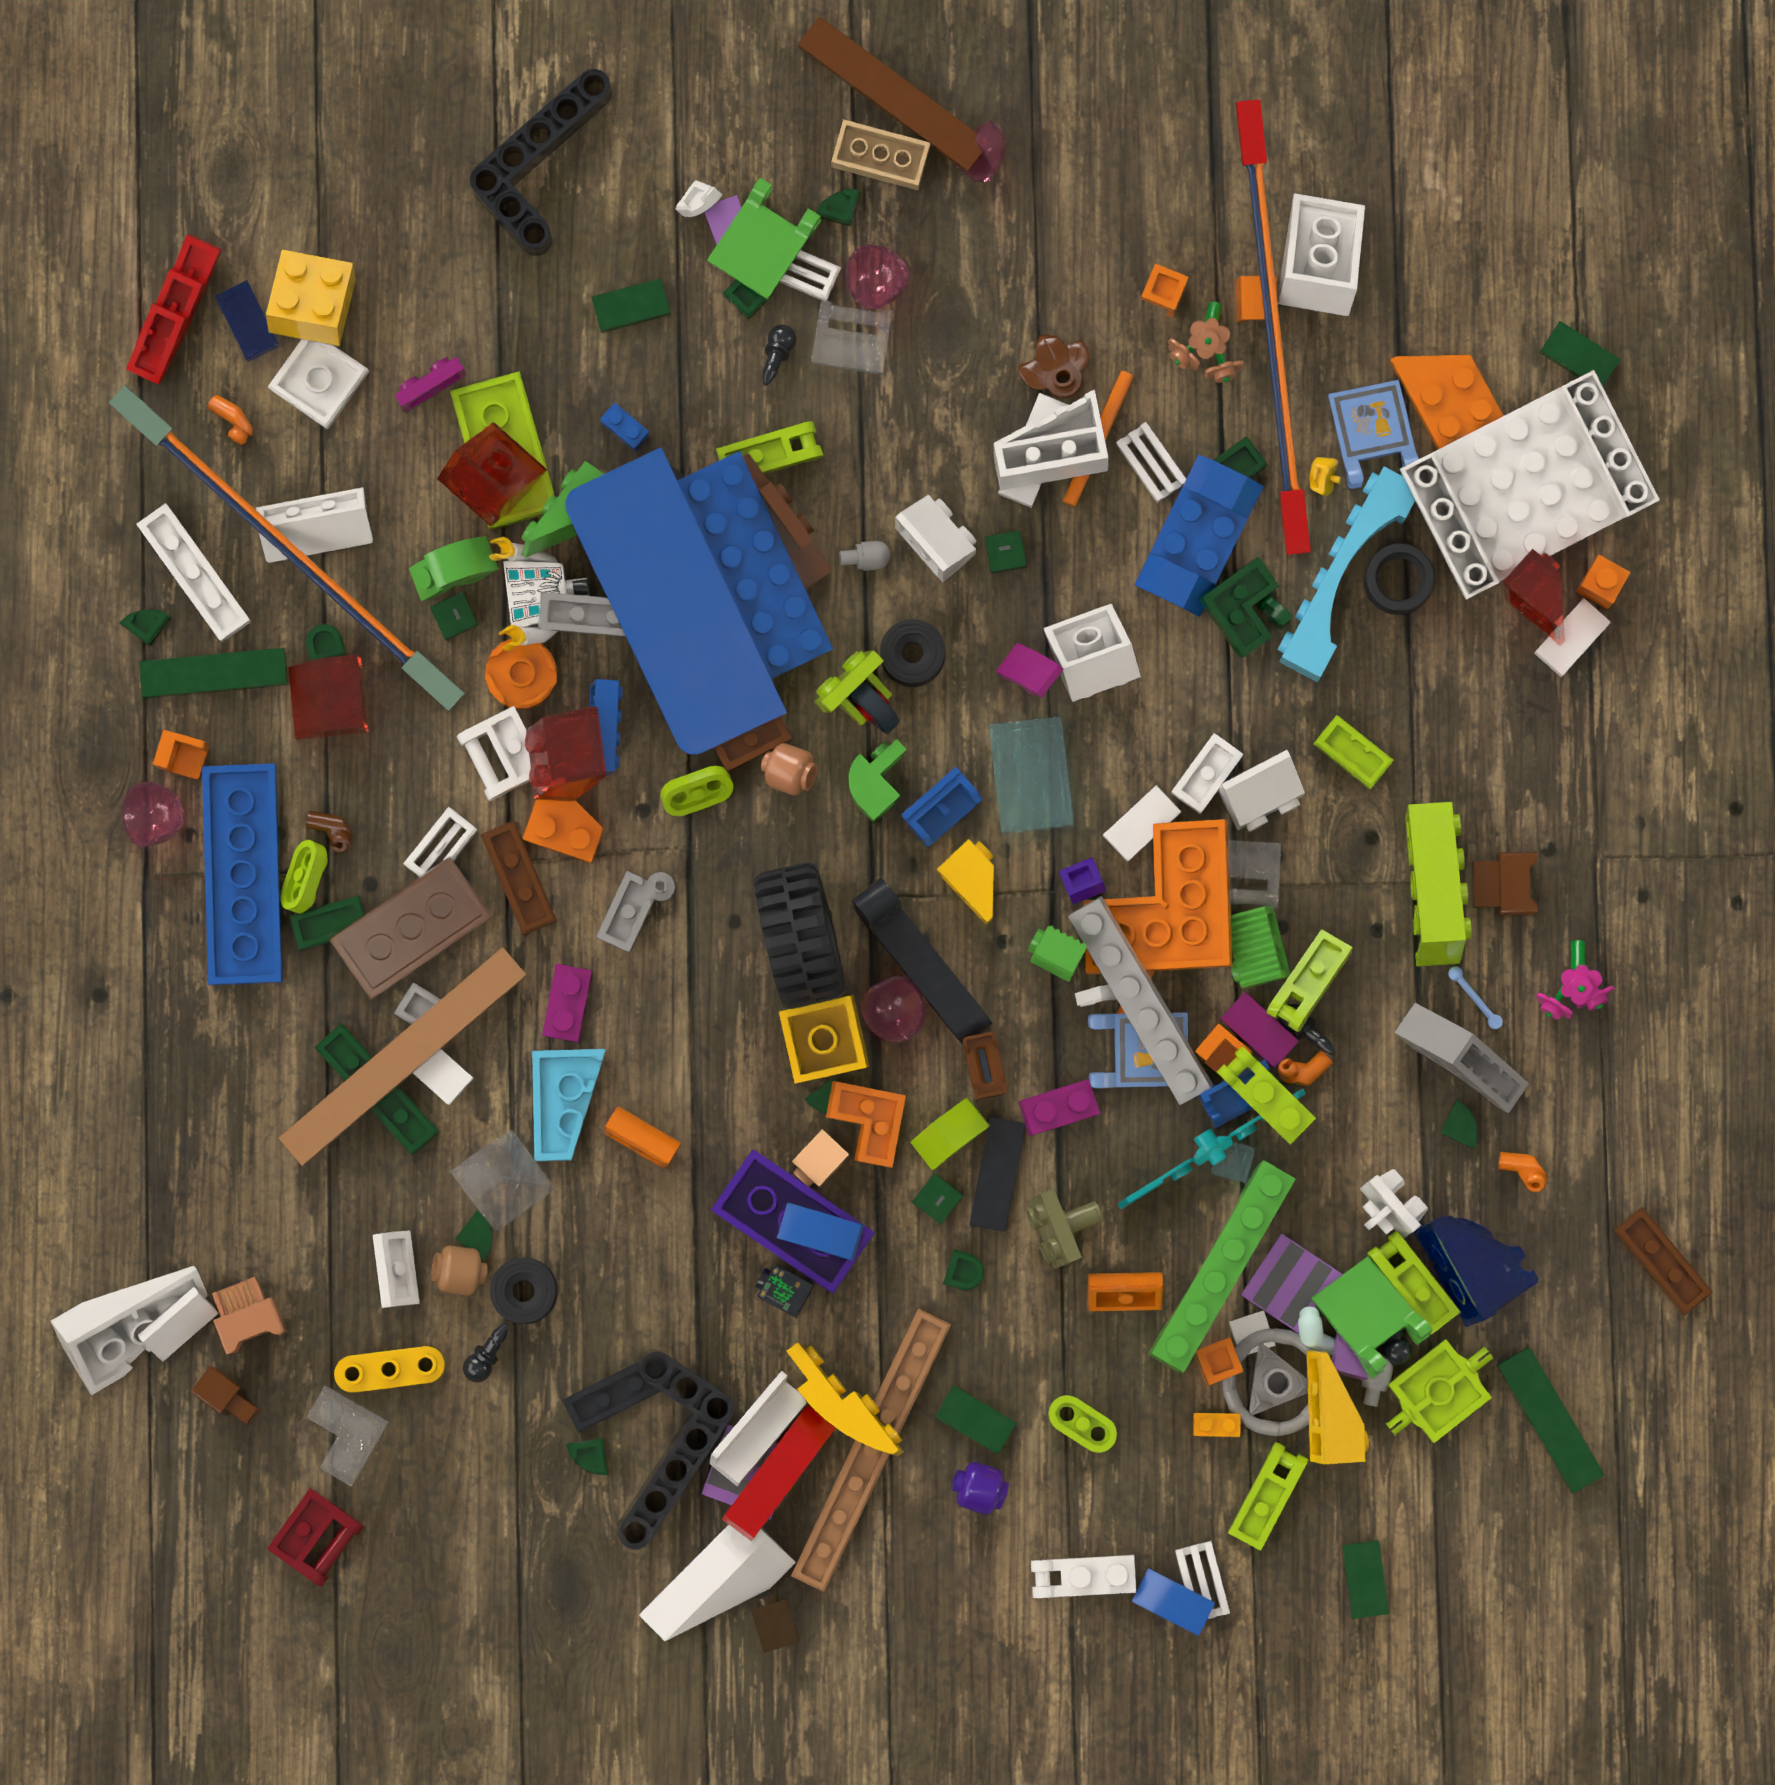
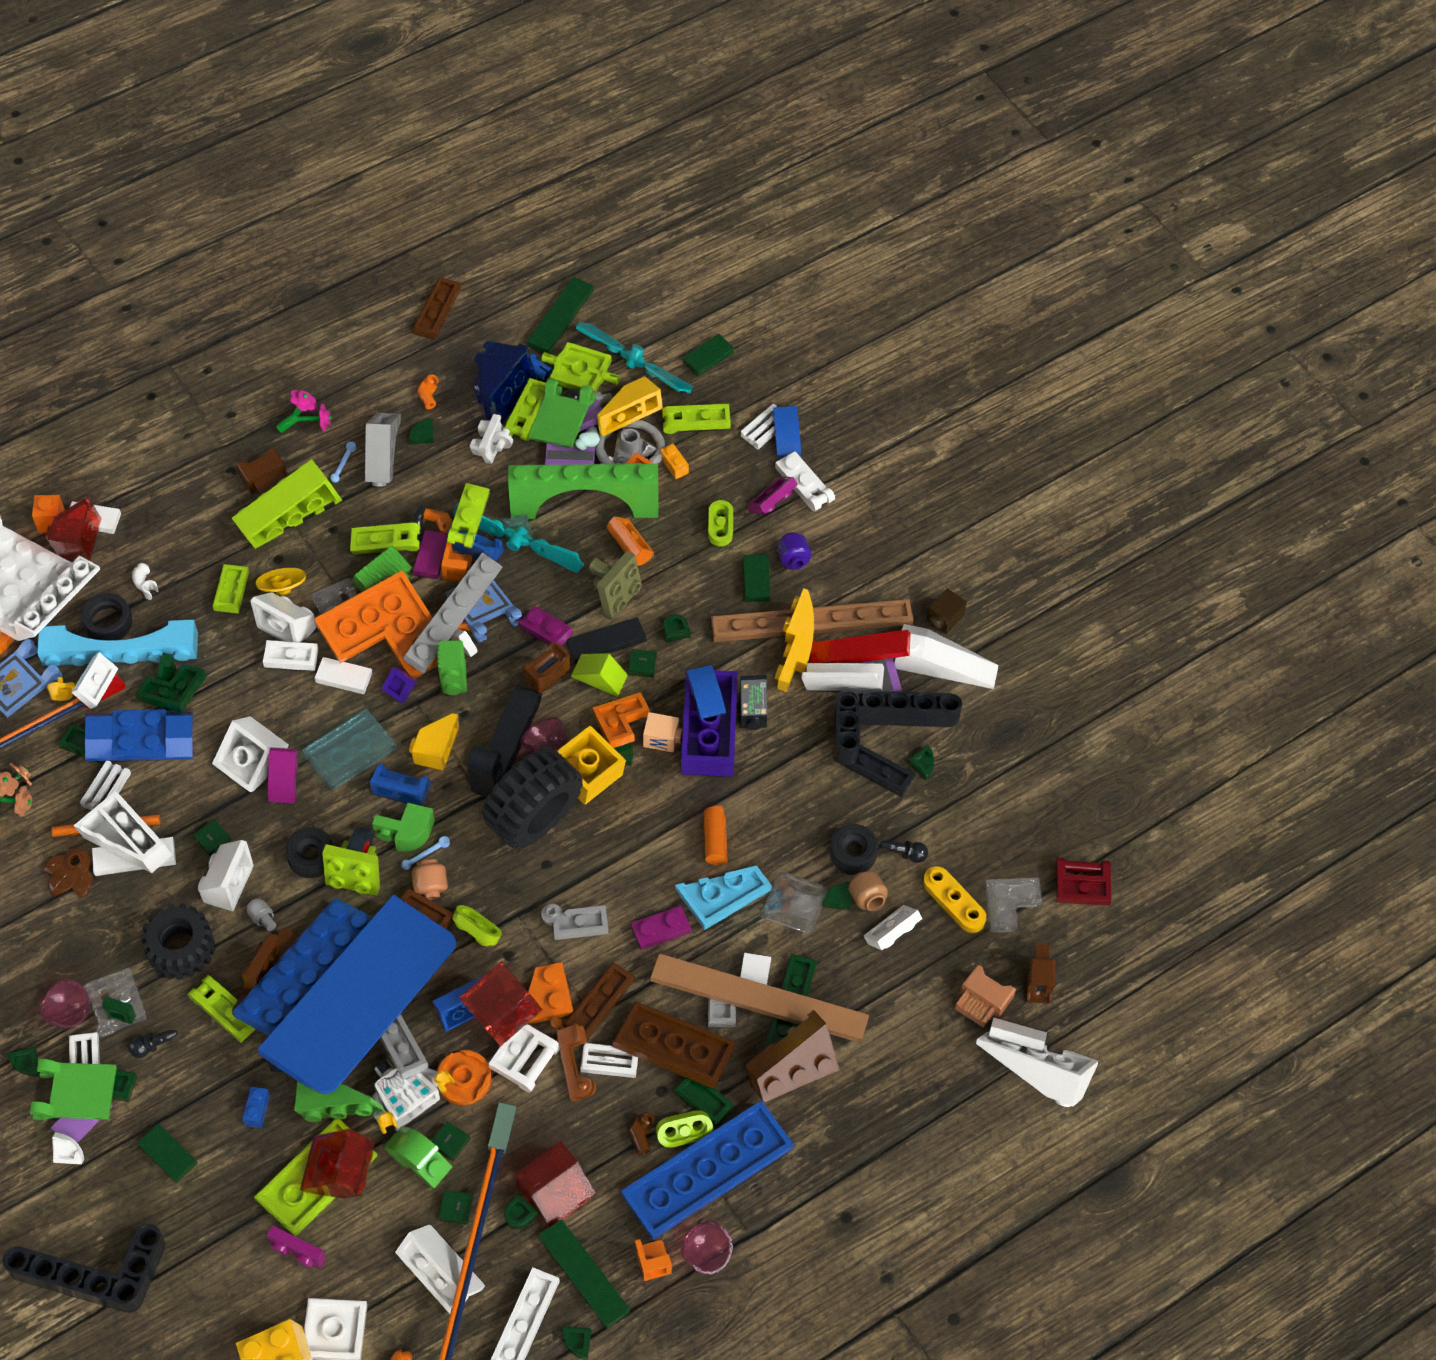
camera: 125 degrees left, 25 degrees down
(297, 1041) = (794, 1060): none -> wedge
(373, 580) = (456, 1207): none -> dark green tile
(488, 811) = (567, 1039): none -> dark orange piece
(825, 330) = (119, 1010): none -> dark green tile
(836, 818) = (443, 842): none -> light blue hinge
(881, 410) = (172, 922): none -> black tyre
(1084, 1517) = (775, 492): none -> magenta plate
(1301, 516) = (95, 680): none -> white plate
(1335, 821) = (281, 580): none -> yellow dish
(1357, 1496) = (634, 357): none -> teal piece
(1438, 647) = (138, 577): none -> white arm
(1481, 1334) = (540, 368): none -> blue pin

